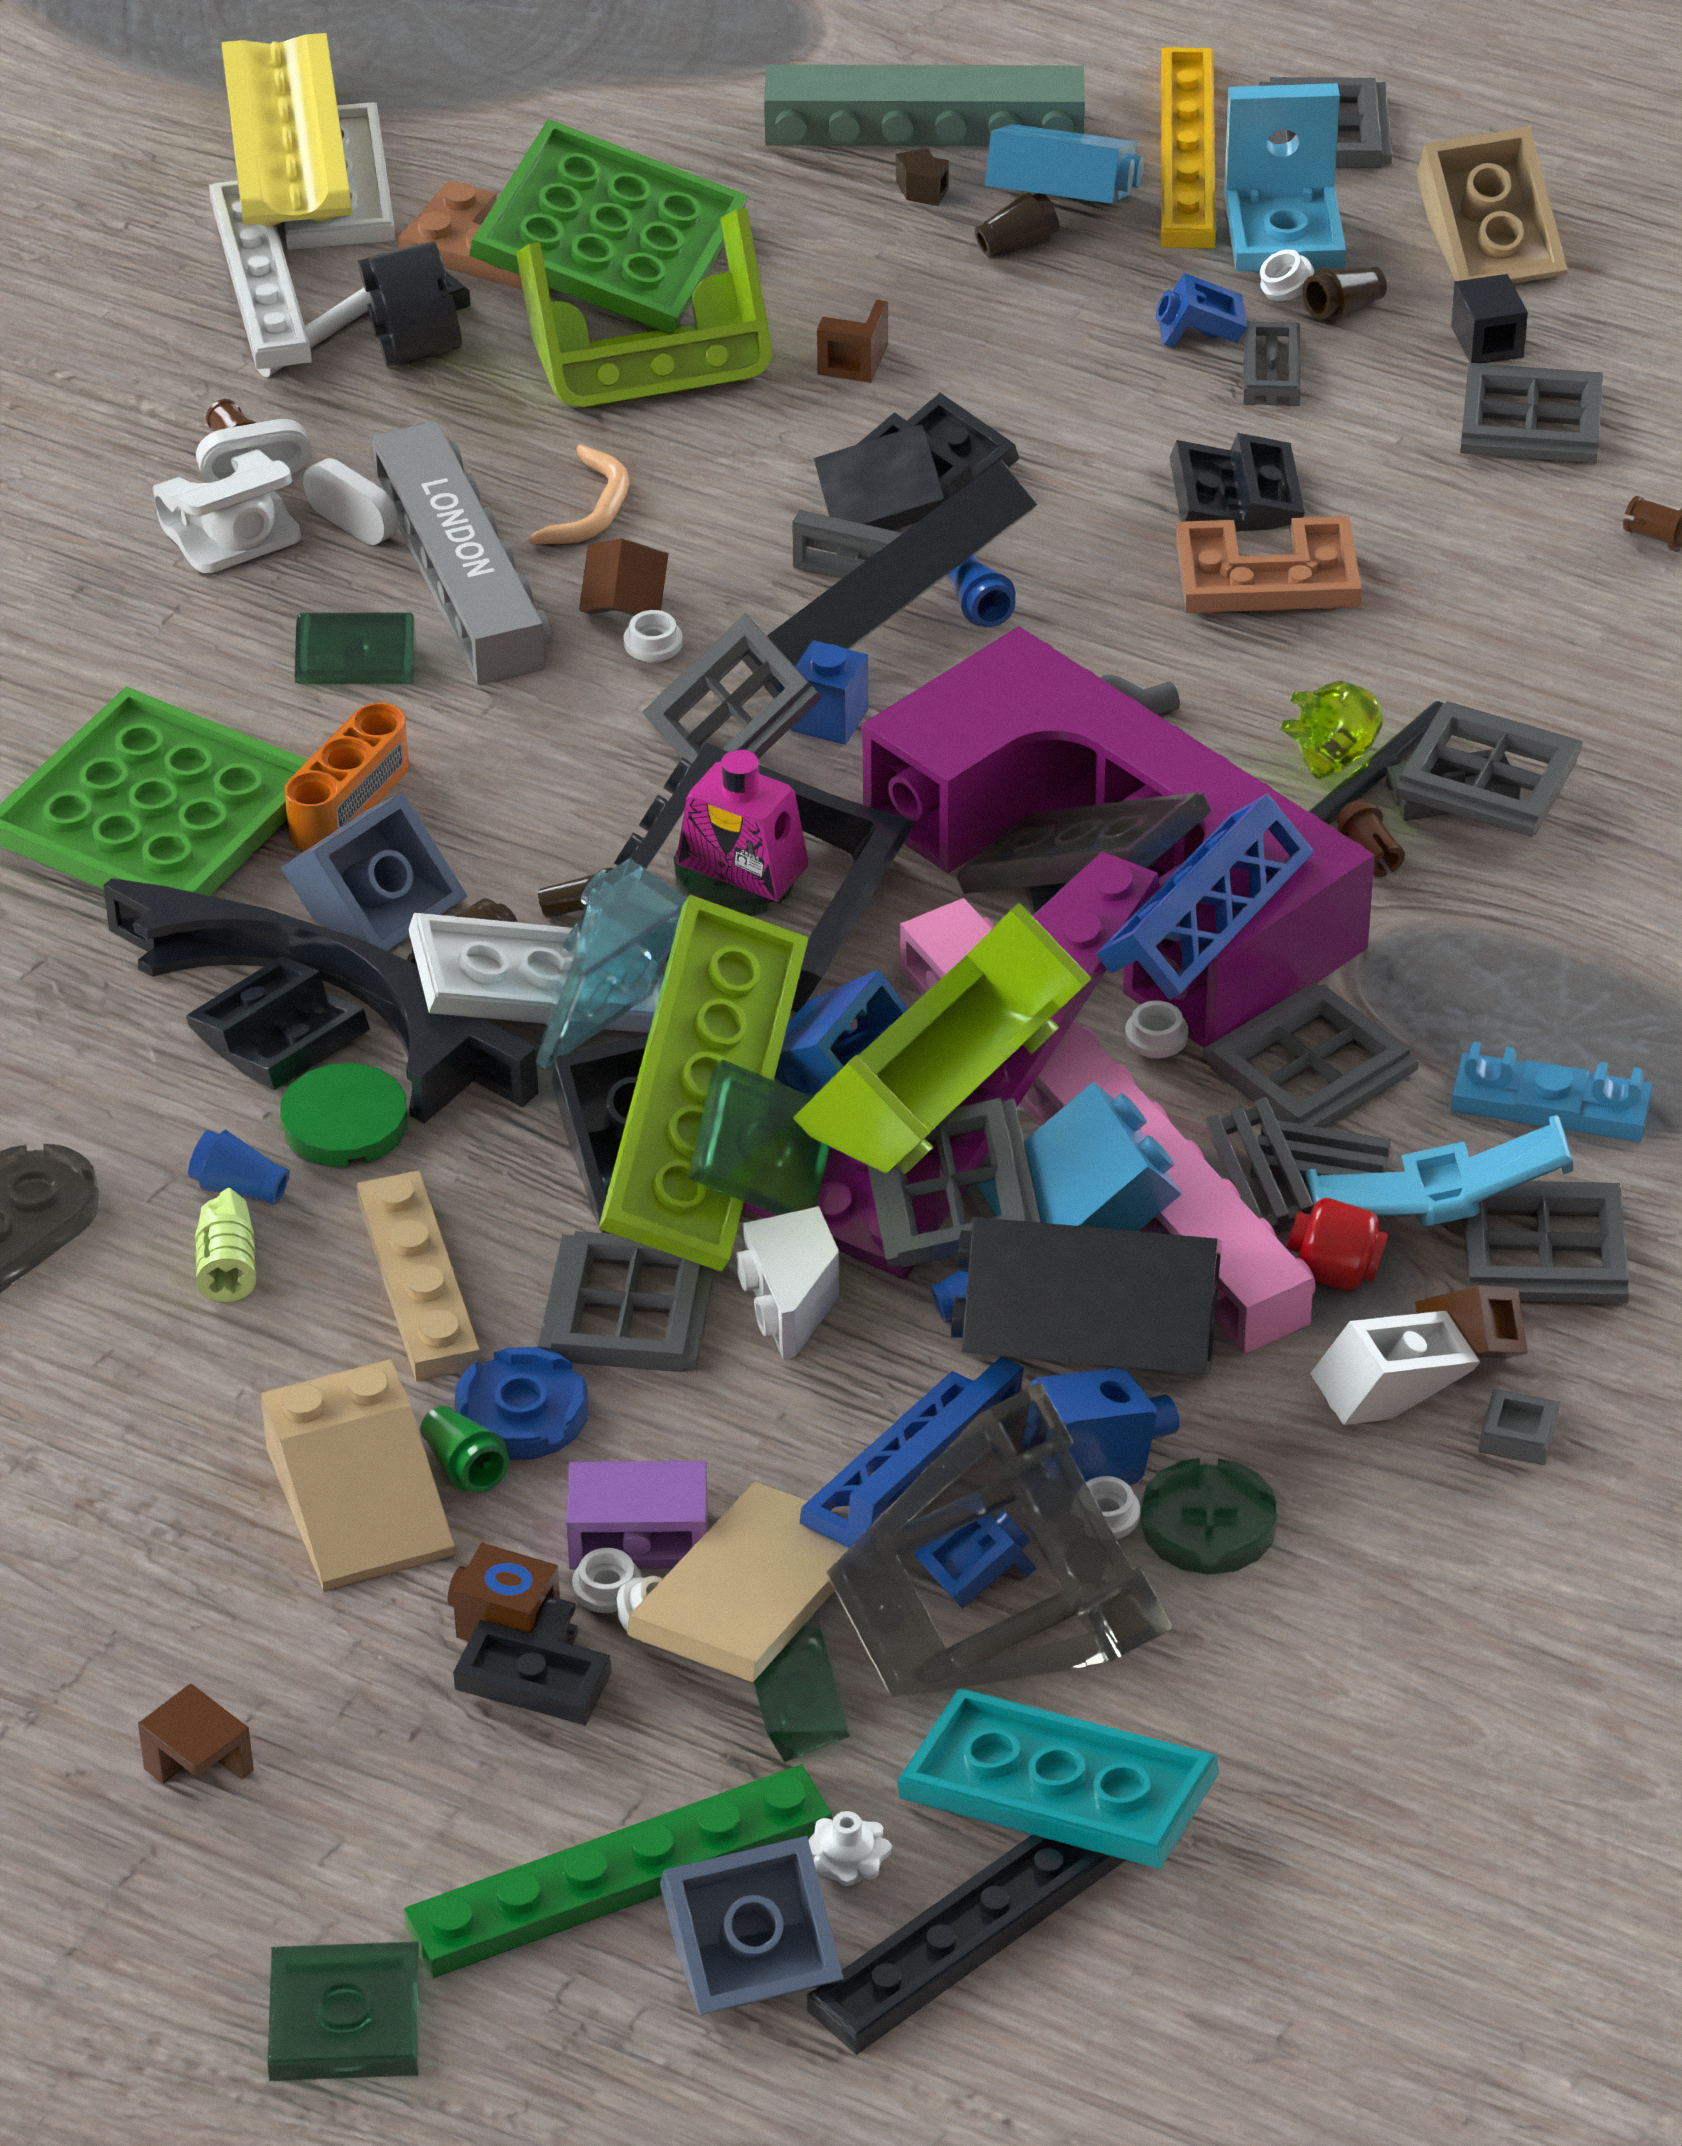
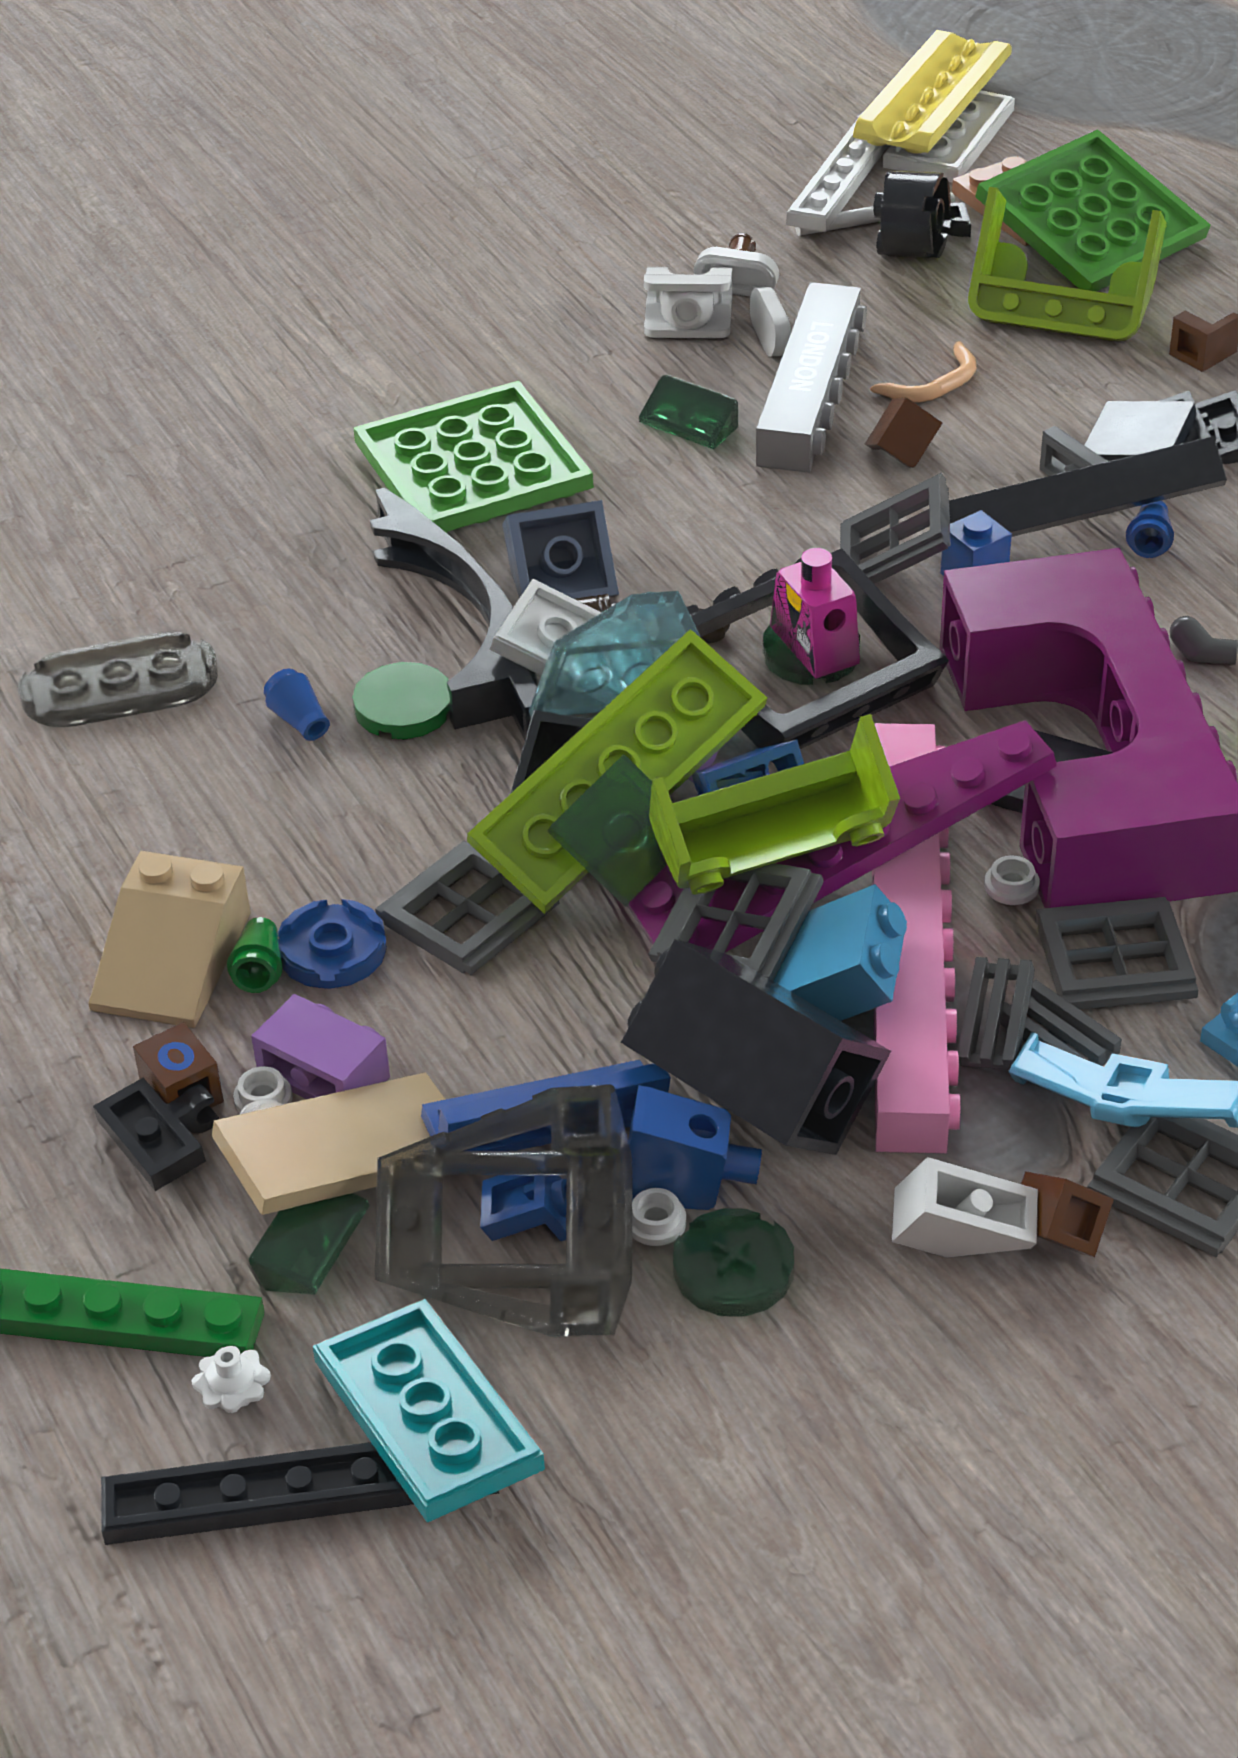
camera: 35 degrees right, 0 degrees up
(225, 1249) = (239, 752): yellowish green hinge -> none
(277, 1022) = (419, 624): black slope -> none
(347, 774) = (621, 479): orange beam -> none
(418, 1275) = (347, 826): tan plate -> none
(653, 637) = (892, 475): white plate -> none
(750, 1926) = (98, 1401): sand blue slope -> none
(793, 1273) = (583, 939): white slope -> none
(1061, 842) = (1056, 717): clear smoke tile -> none
(1192, 884) = (1068, 773): blue fence -> none
(1338, 1243) = (1004, 1099): red head -> none
(1519, 1426) = (1039, 1313): dark grey tile -> none

